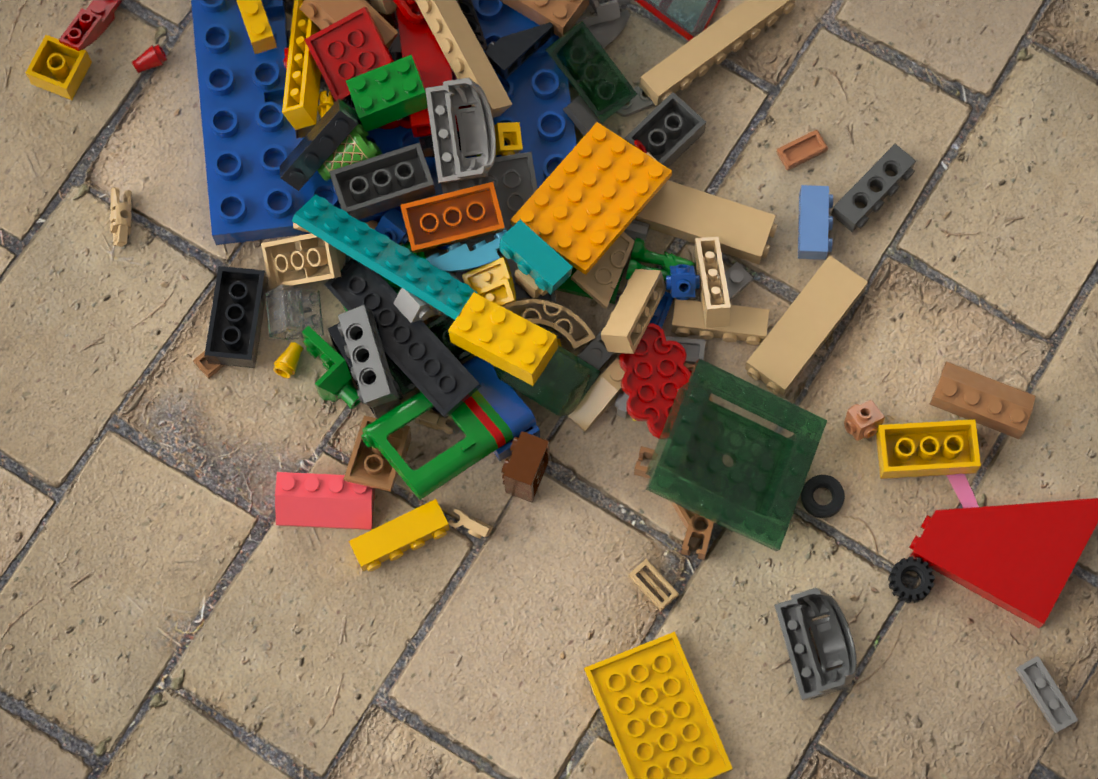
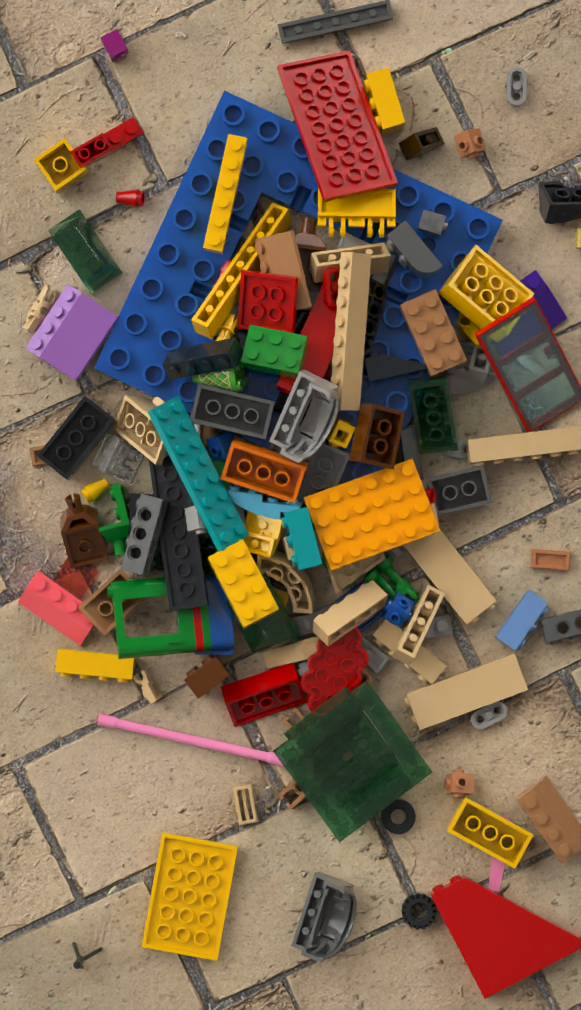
camera: 30 degrees right, 15 degrees up
(134, 137) = (85, 251): none -> clear green windscreen
(167, 216) = (72, 332): none -> medium lavender slope
(302, 409) = (81, 533): none -> reddish brown plate
(322, 457) = (75, 579): none -> clear red piece
(459, 584) = (114, 722): none -> bright pink piece
(546, 116) = (377, 436): none -> reddish brown brick
(598, 457) = (263, 694): none -> red slope
(844, 336) = (488, 714): none -> light grey plate

